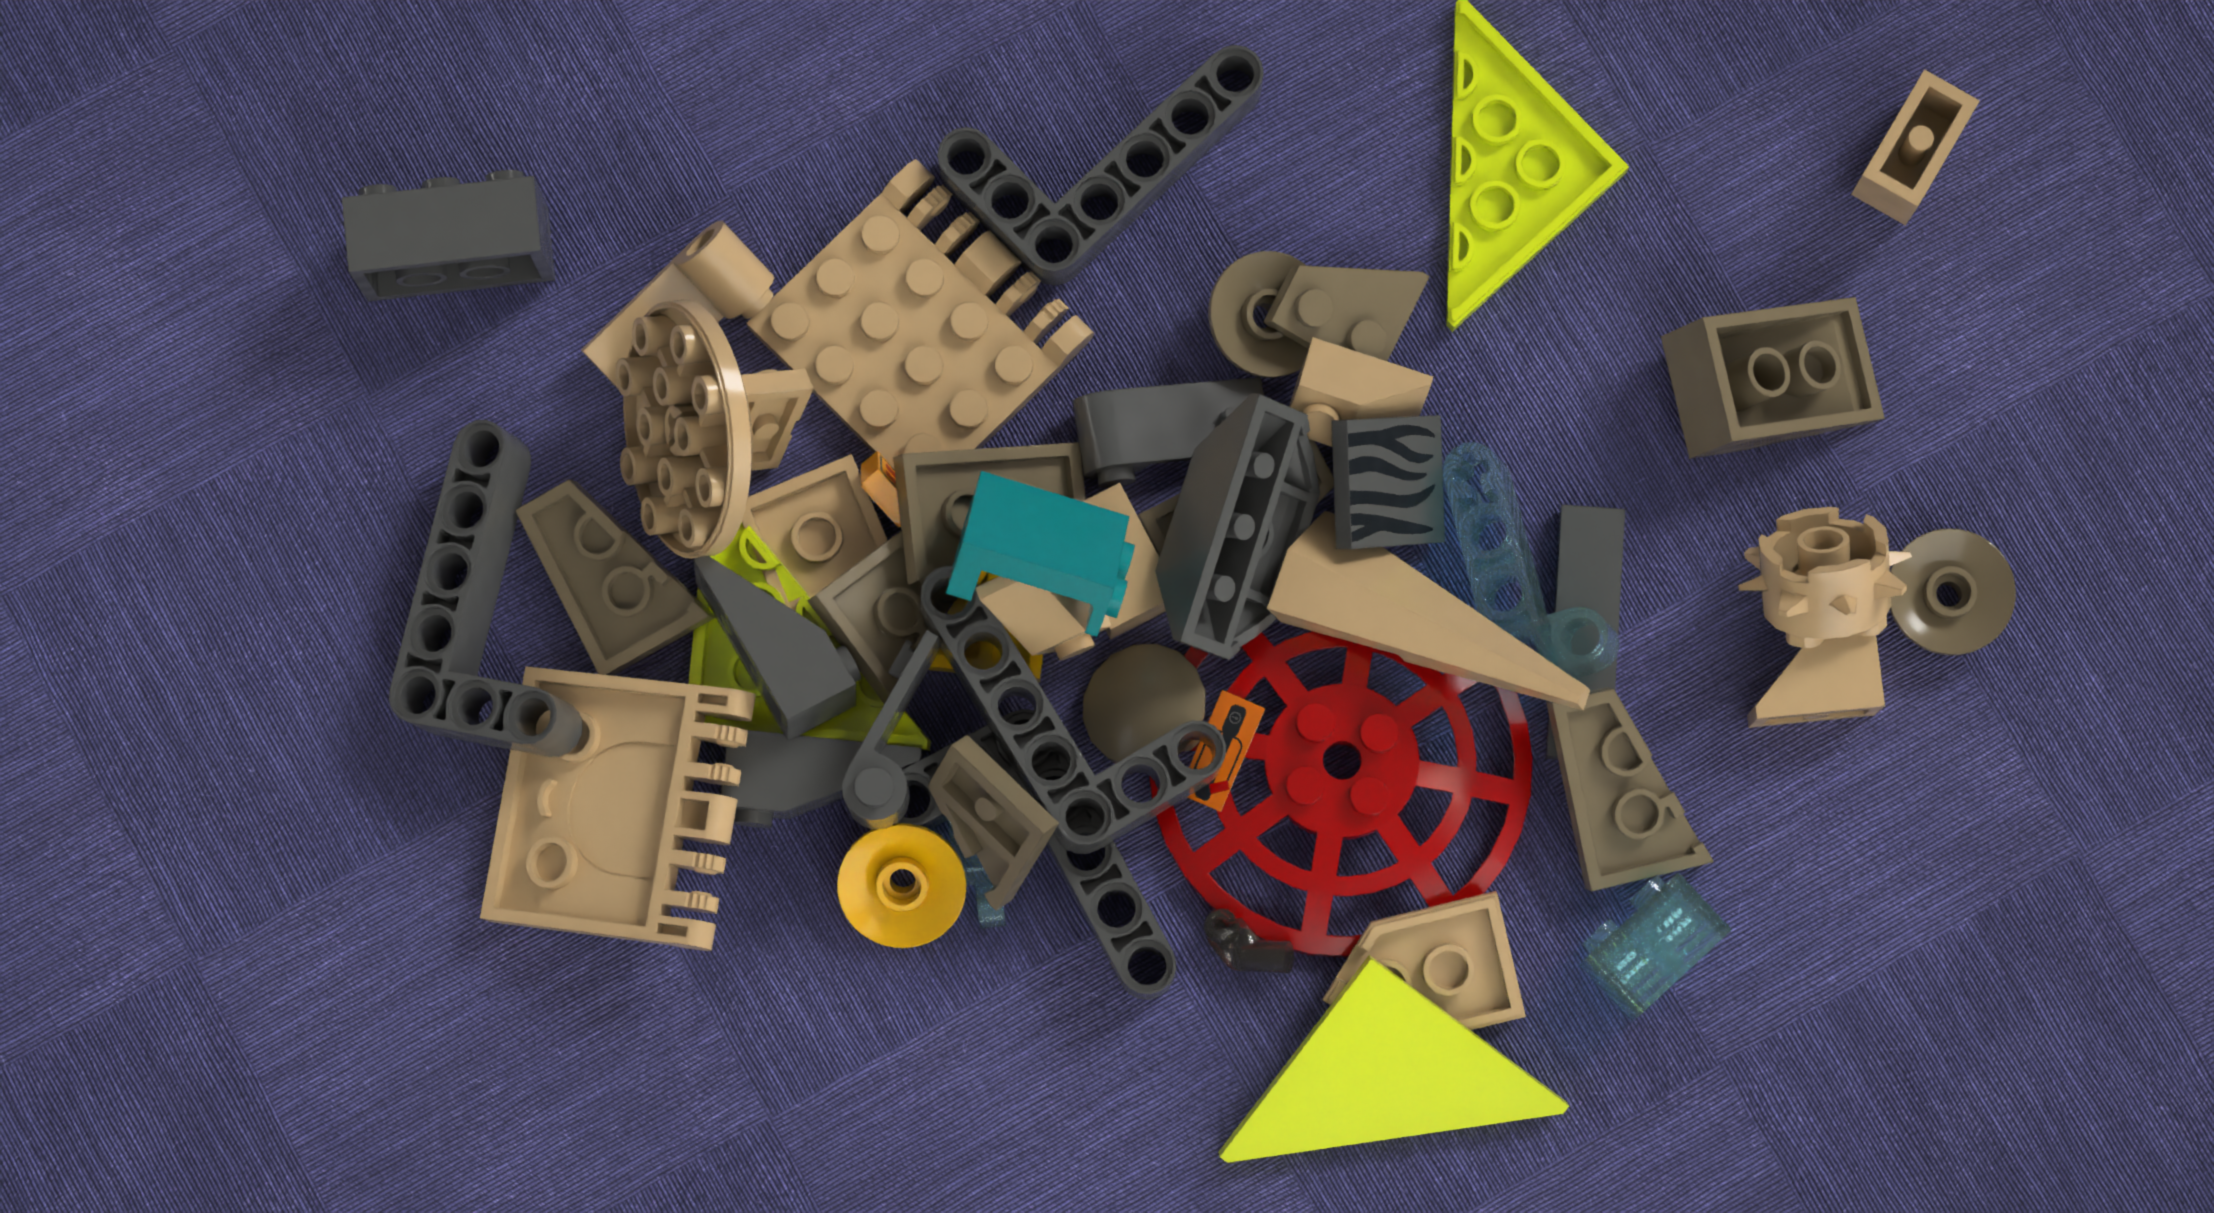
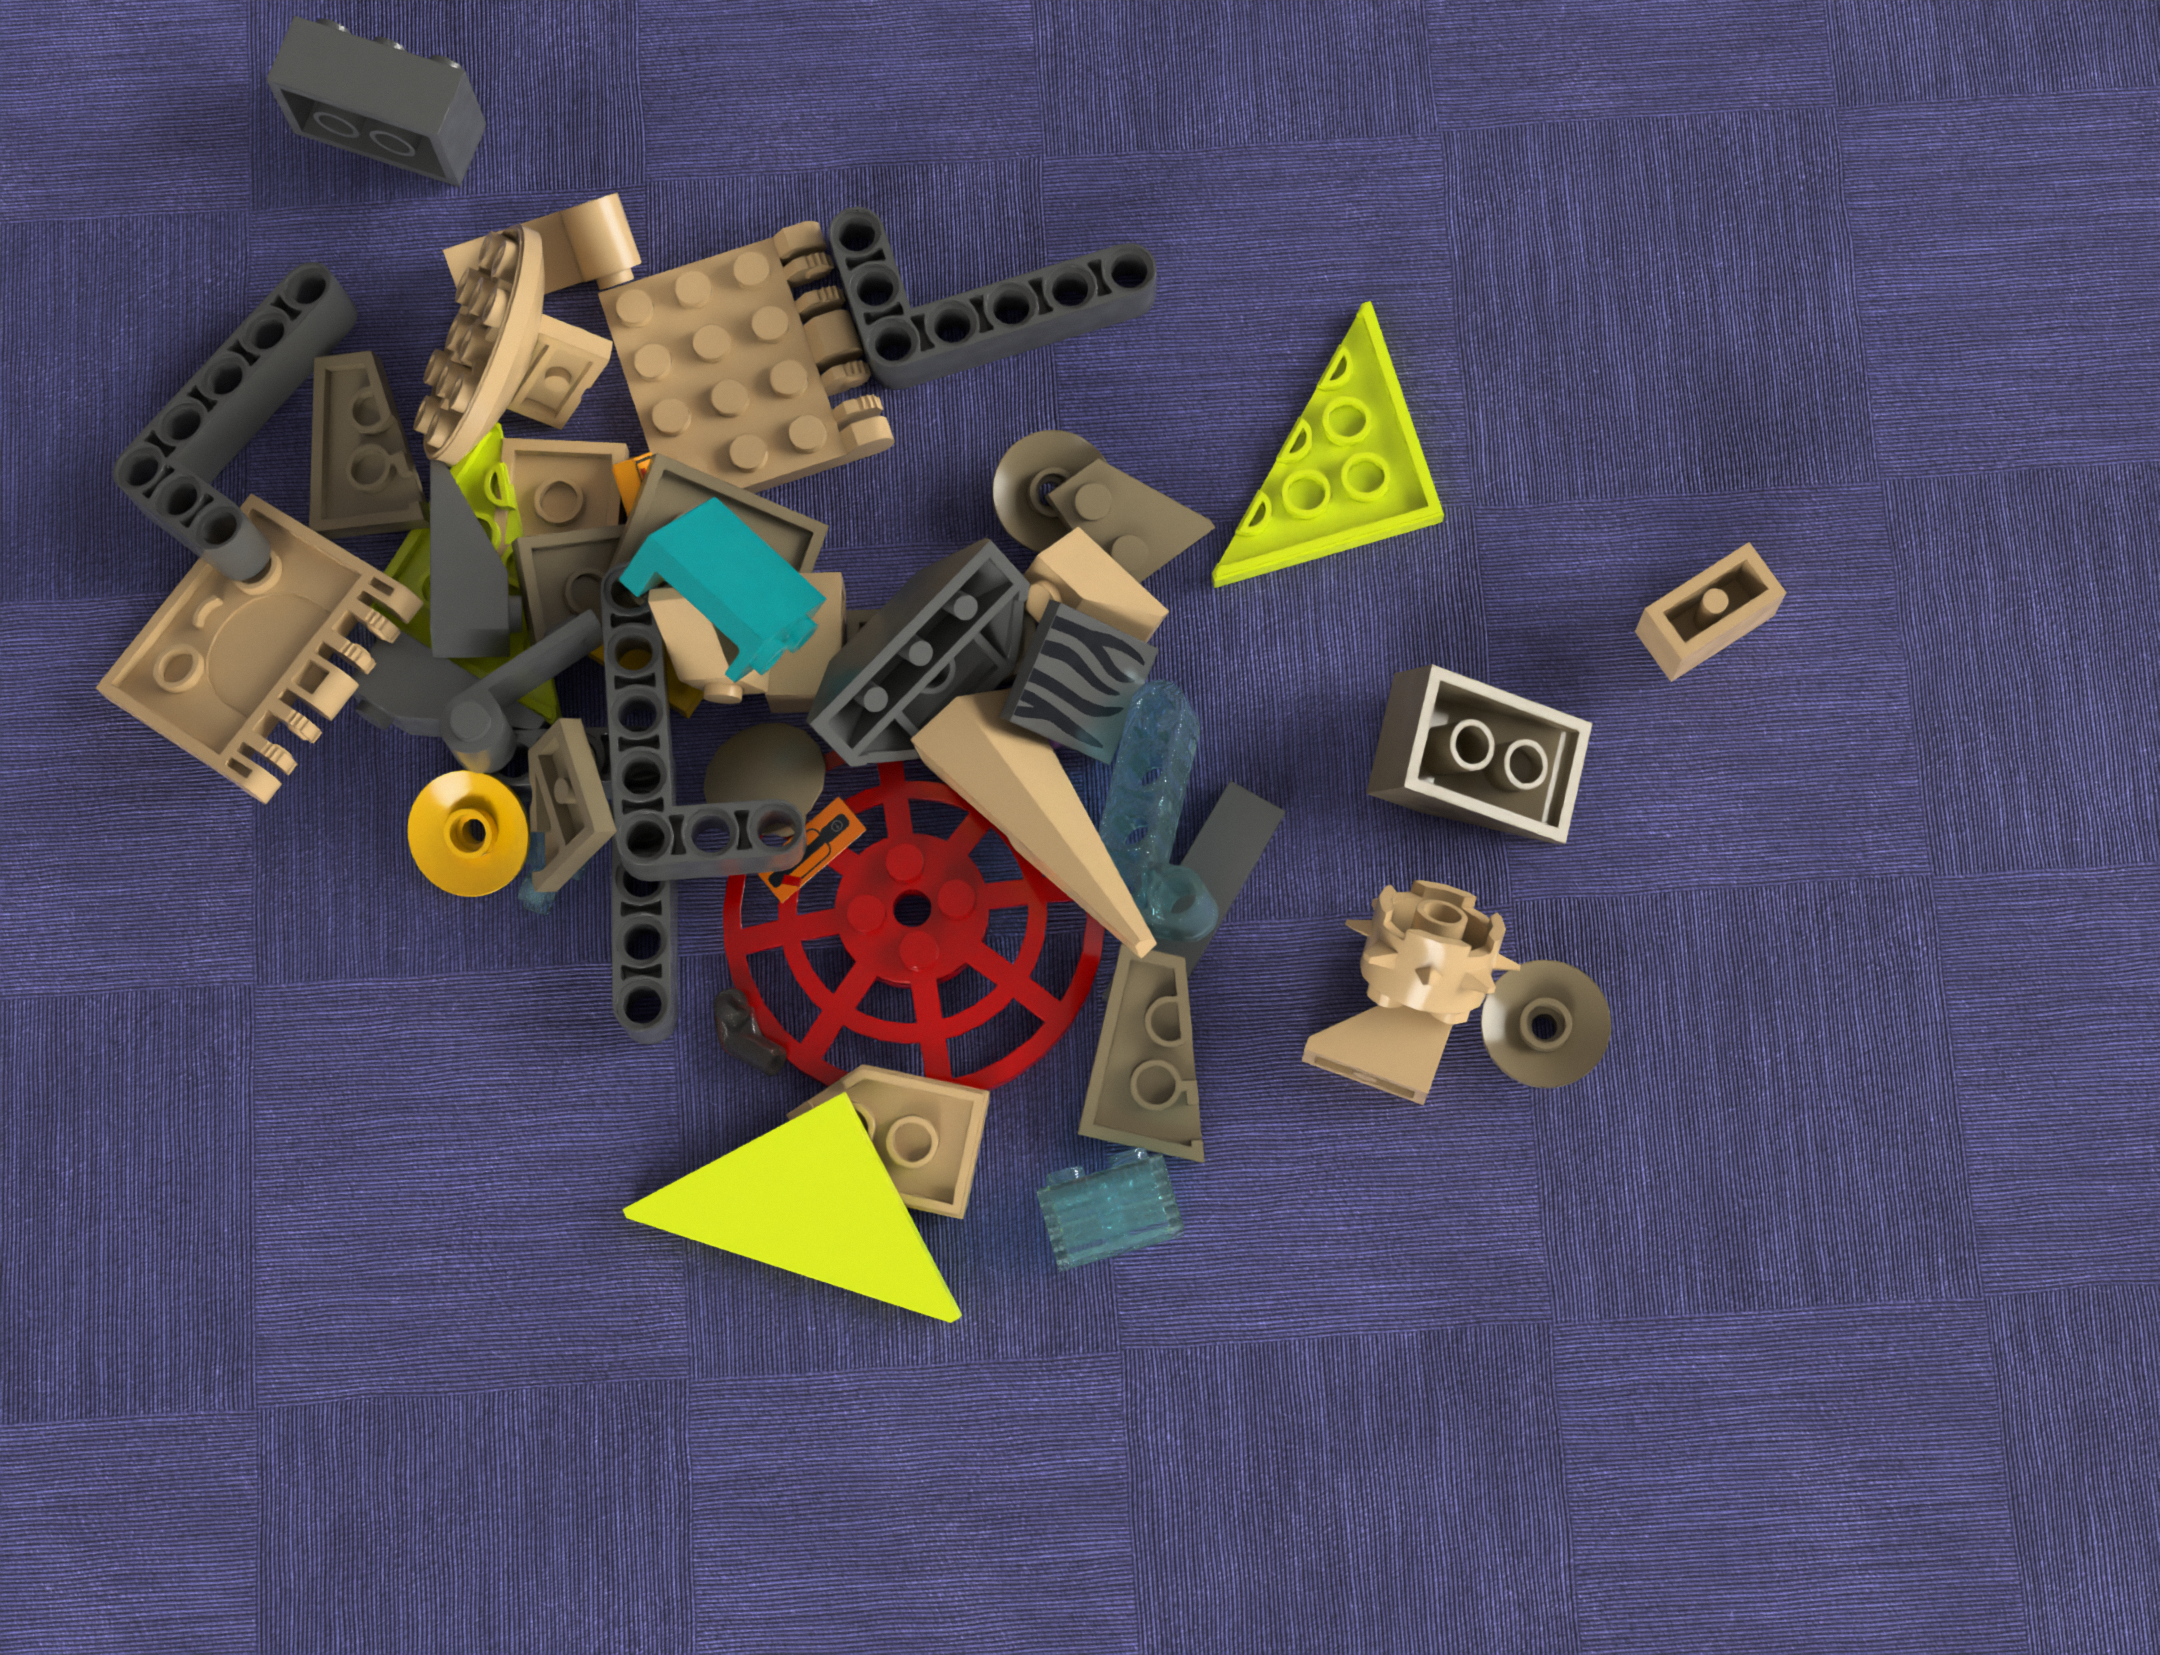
camera: 30 degrees right, 5 degrees down
(1151, 424) = (891, 536): dark grey door -> none

